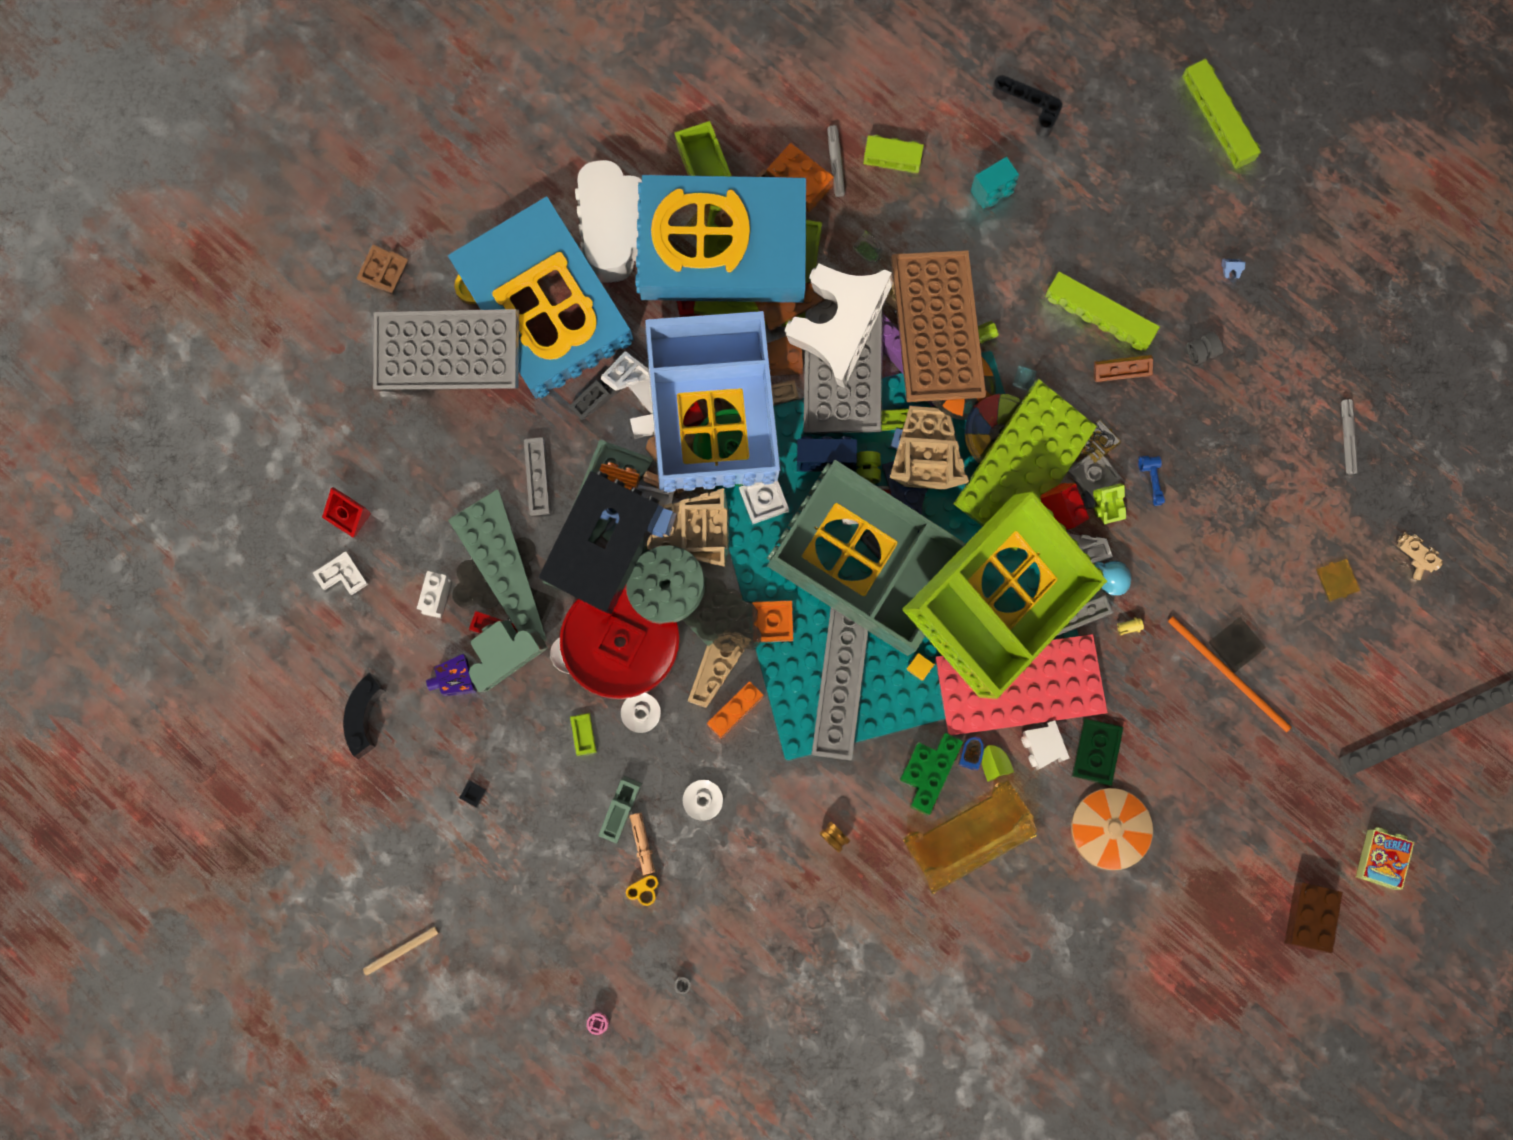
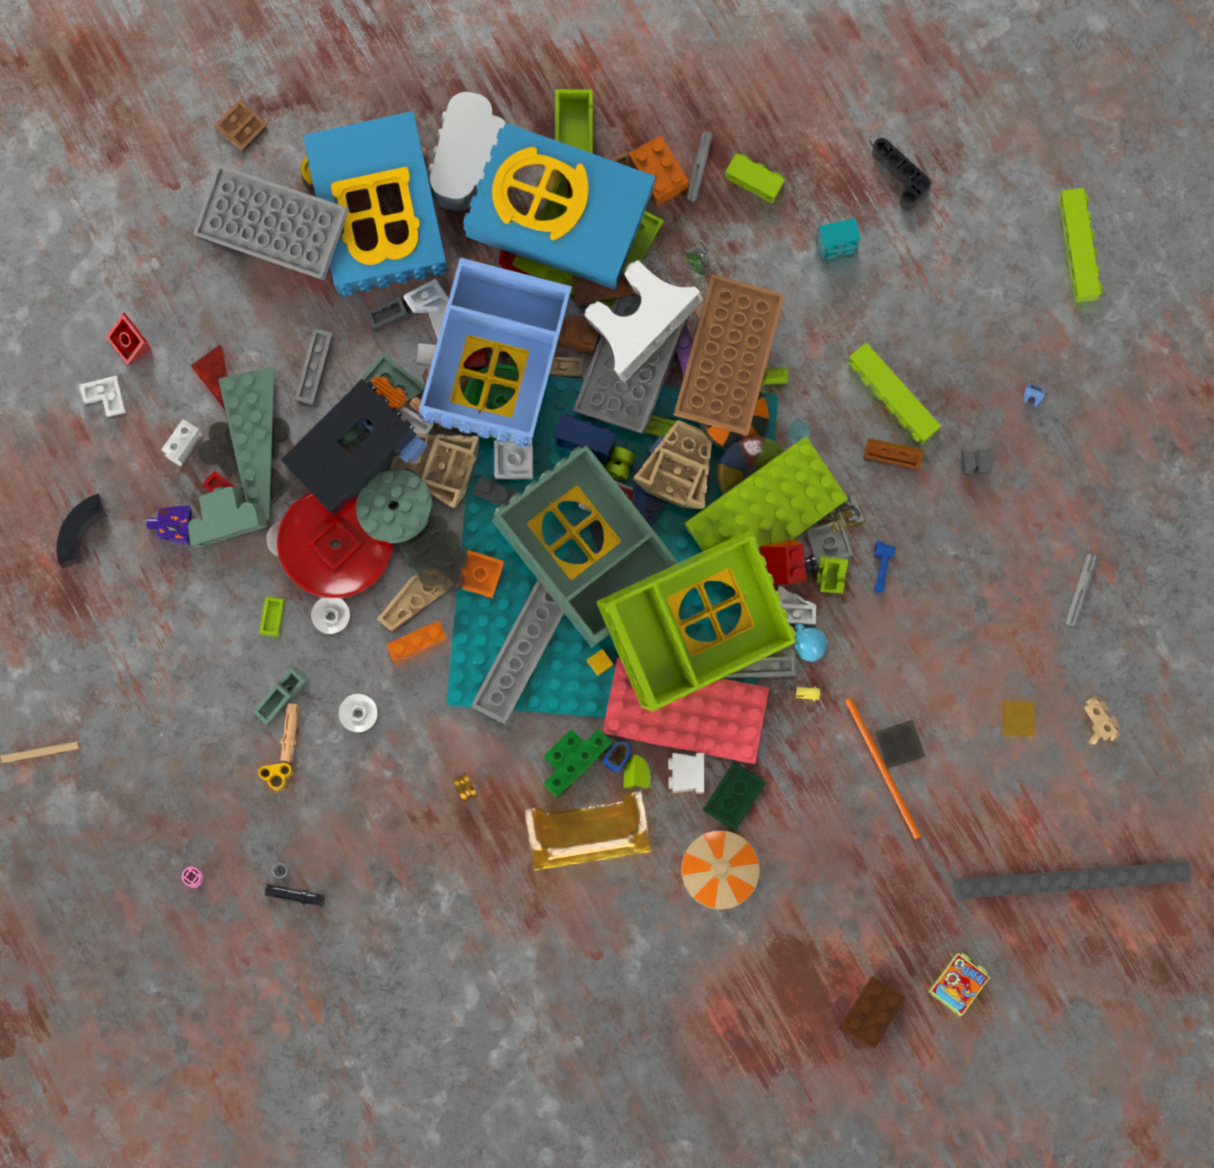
camera: 15 degrees right, 0 degrees up
(436, 515) = (210, 369): none -> clear red wing
(473, 794) = (153, 635): black plate -> none
(705, 1004) = (302, 896): none -> black pin
(758, 538) = (493, 492): none -> dark grey plate

